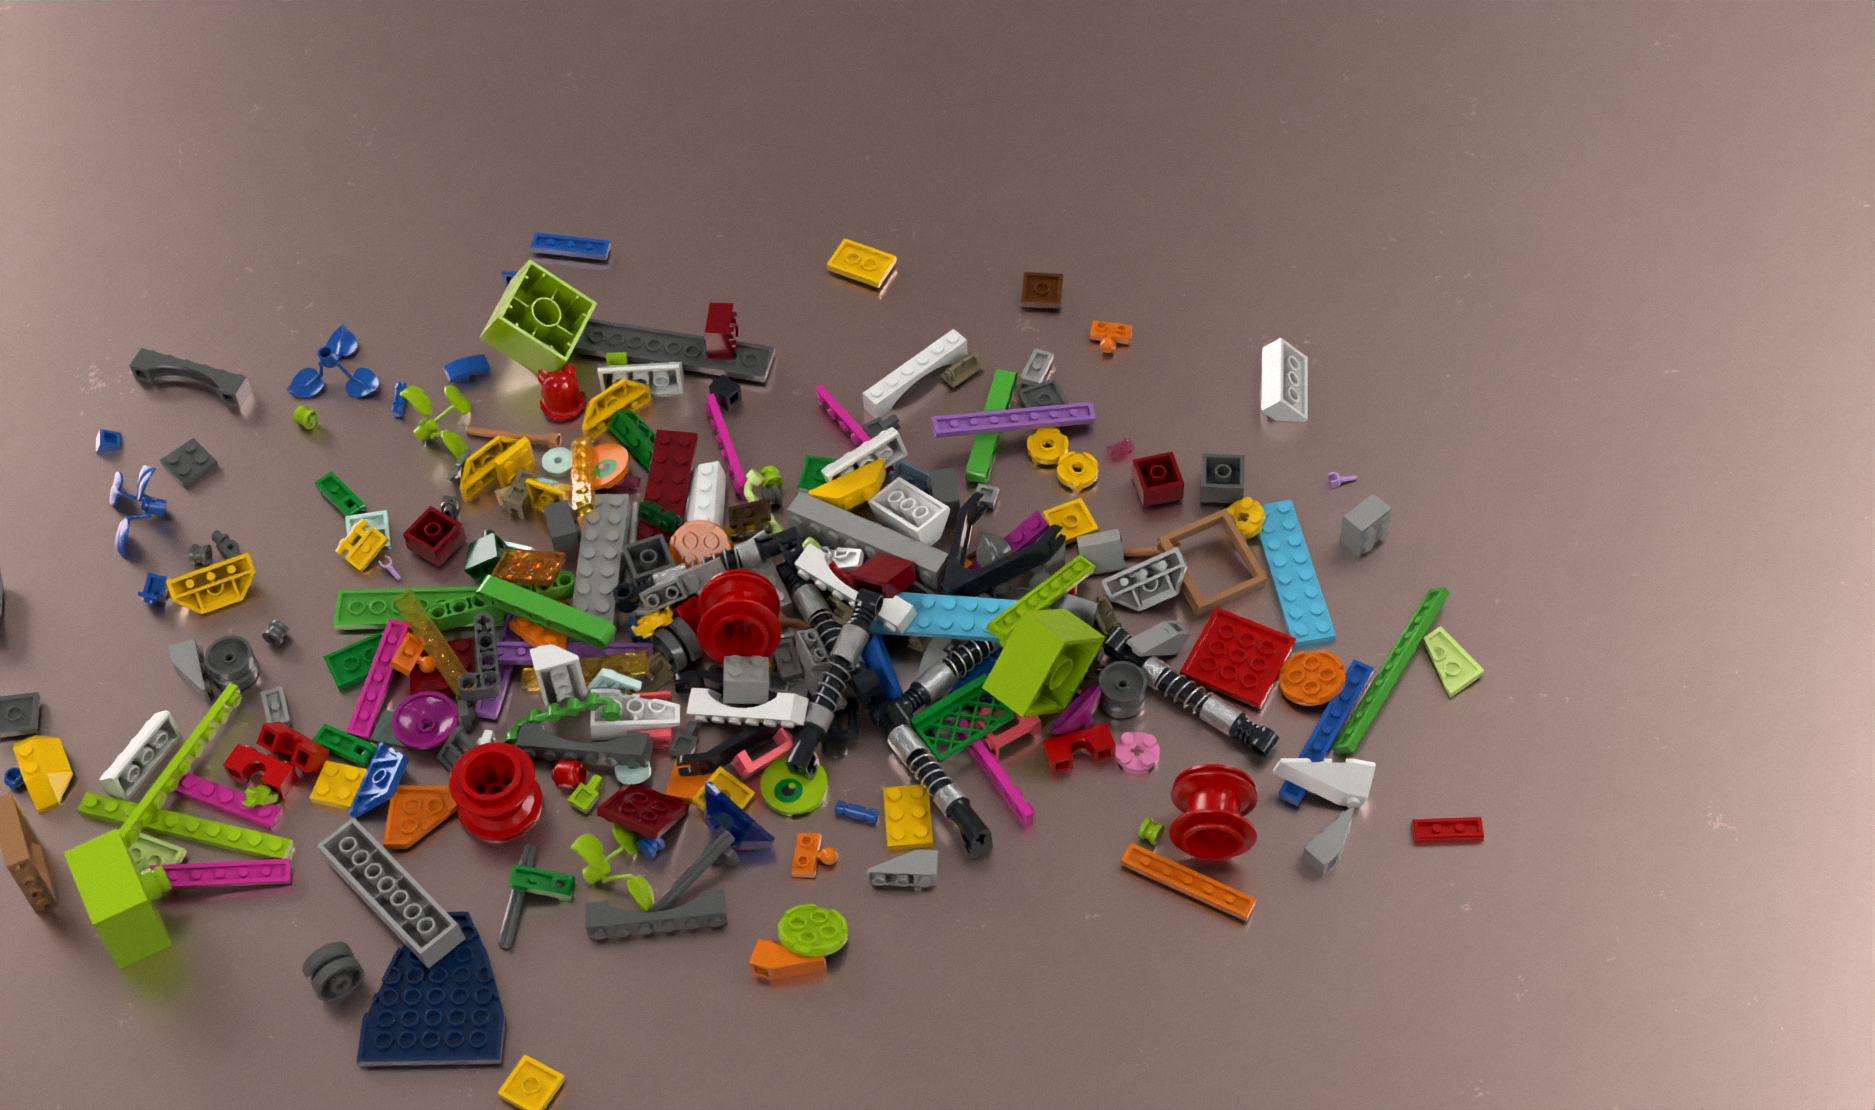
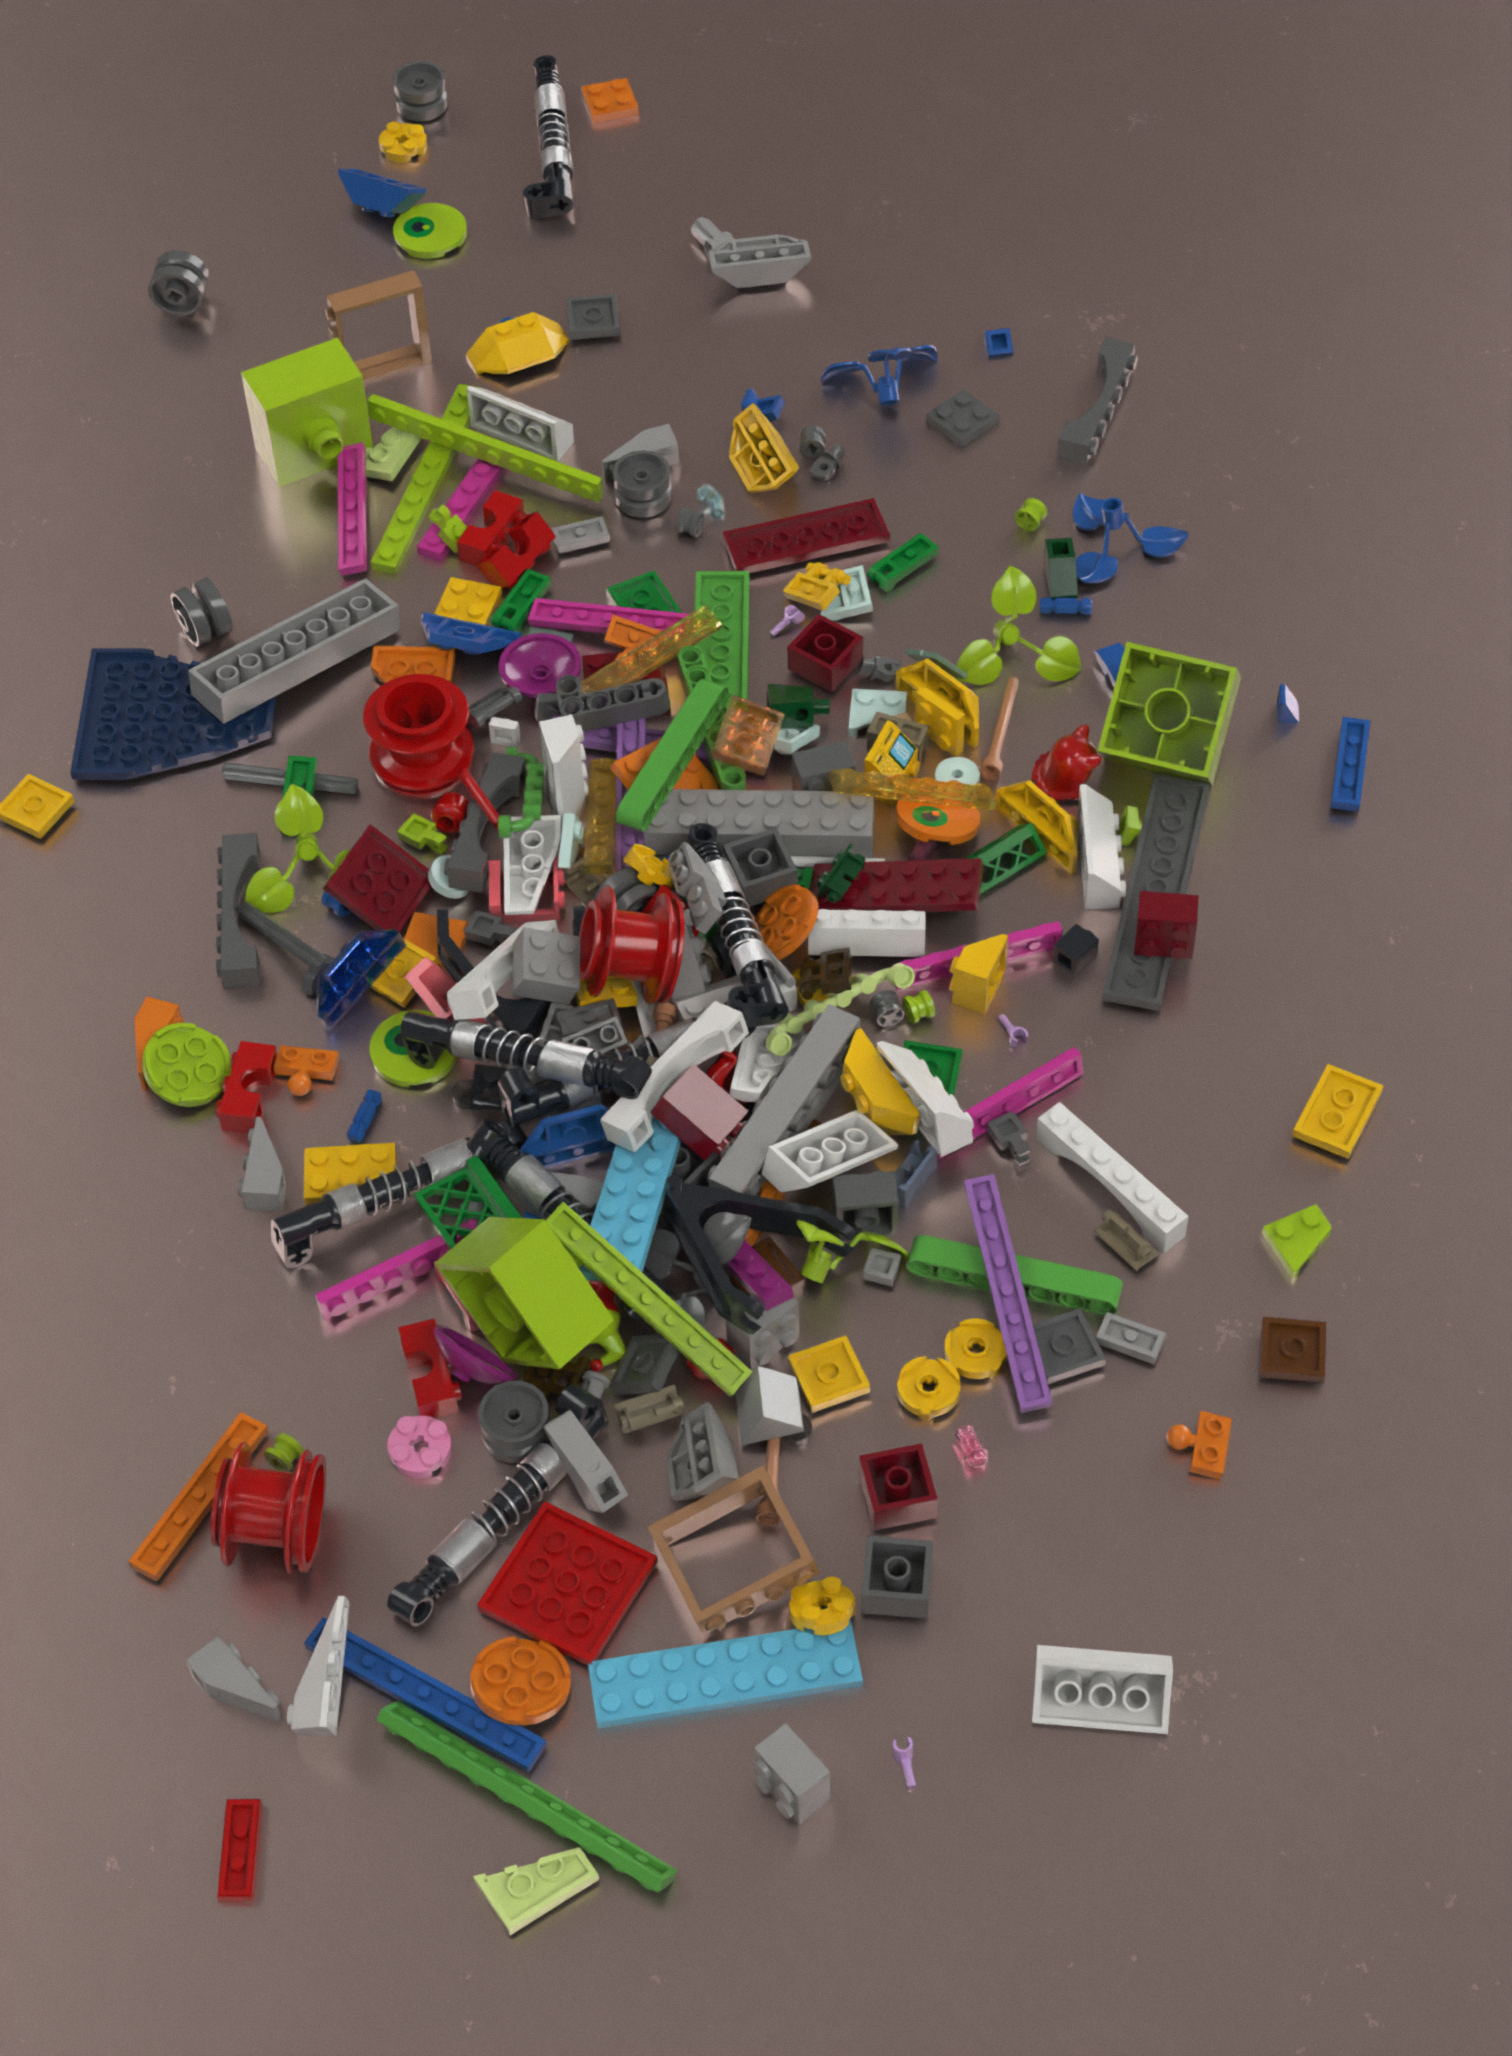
camera: 90 degrees right, 0 degrees up
(254, 618) = (709, 493): none -> clear light blue arm
(303, 558) = (806, 536): none -> dark red plate
(367, 396) = (1060, 568): none -> dark green slope
(486, 512) = (868, 702): none -> light aqua wing
(572, 740) = (479, 796): none -> red bar
(751, 437) = (979, 973): none -> yellow slope
(794, 428) = (1013, 1031): none -> lavender hand
(849, 894) = (250, 1067): none -> red arch
(957, 287) = (1297, 1237): none -> lime wing
(984, 525) = (820, 1261): none -> lime plant

